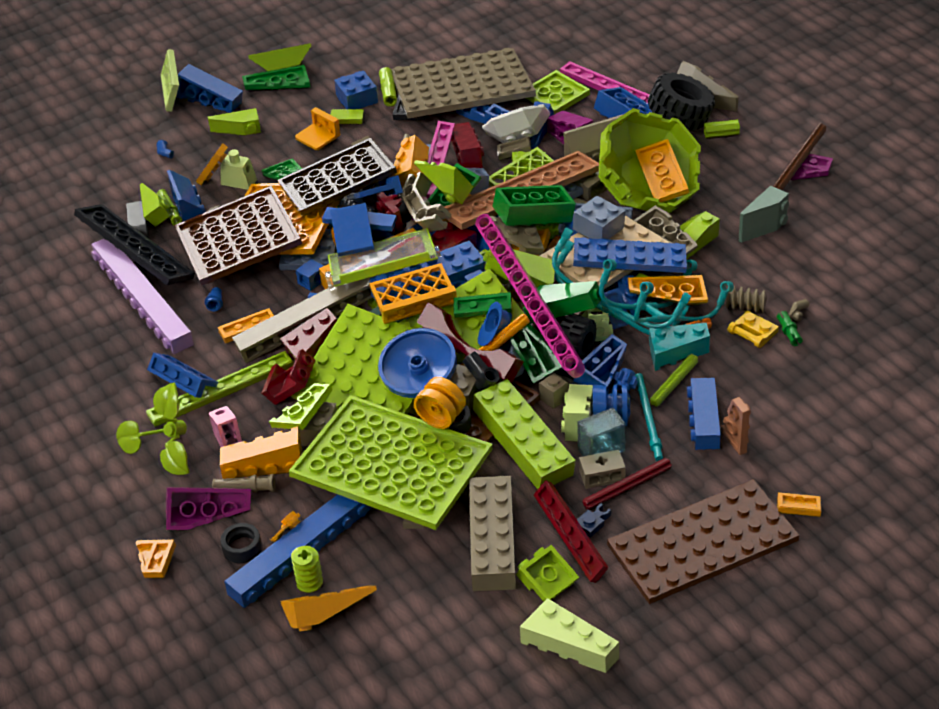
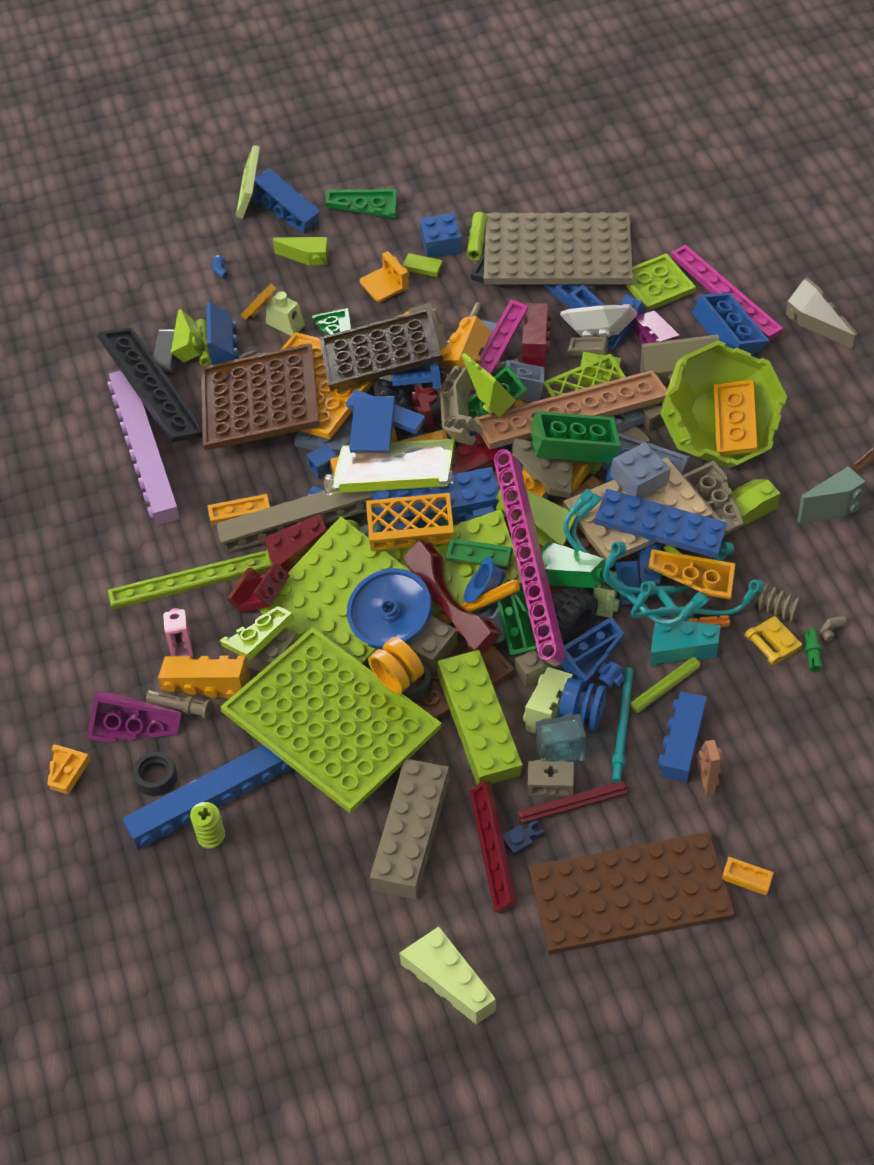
camera: 15 degrees right, 10 degrees up
(174, 456) = (119, 597): lime plant -> none
(181, 374) = (153, 555): blue fence -> none
(214, 300) = (214, 470): blue cone -> none
(281, 58) = (372, 176): lime wedge -> none
(290, 521) = (206, 764): light orange plate -> none
(313, 610) = (200, 873): light orange wedge -> none
(484, 375) = (452, 634): black piece -> none
(546, 573) = (451, 893): lime plate -> none
(682, 99) = (788, 328): black tyre -> none
(721, 128) = (826, 370): lime axle -> none

